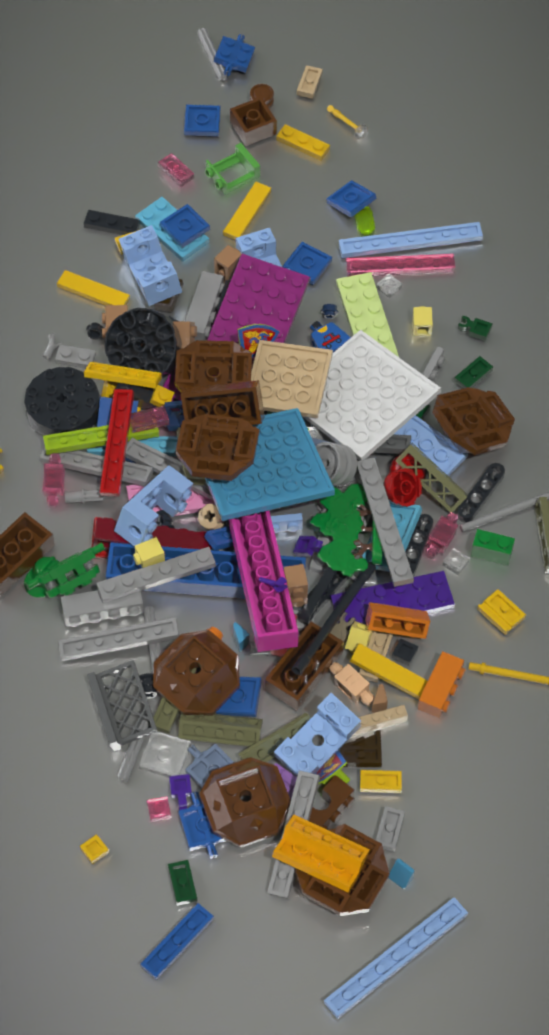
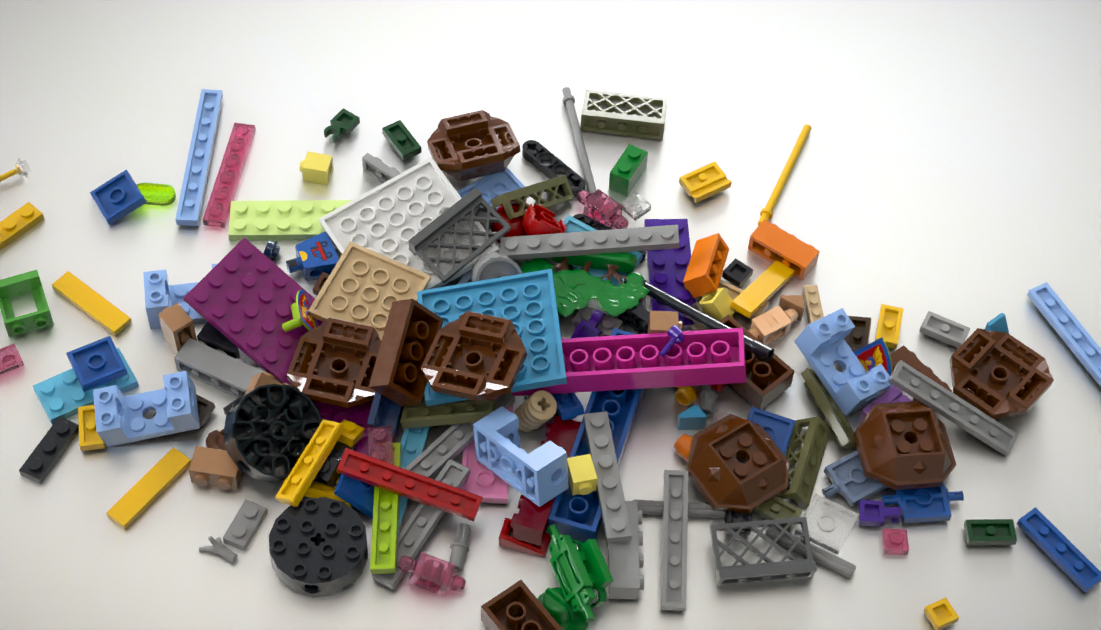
camera: 80 degrees left, 5 degrees down
(94, 330) = (214, 494): black plate -> none
(308, 261) = (193, 257): blue plate -> none
(321, 853) = (985, 383): light orange slope -> none
(367, 409) = (444, 225): none -> dark grey fence
(389, 285) = (254, 190): clear plate -> none

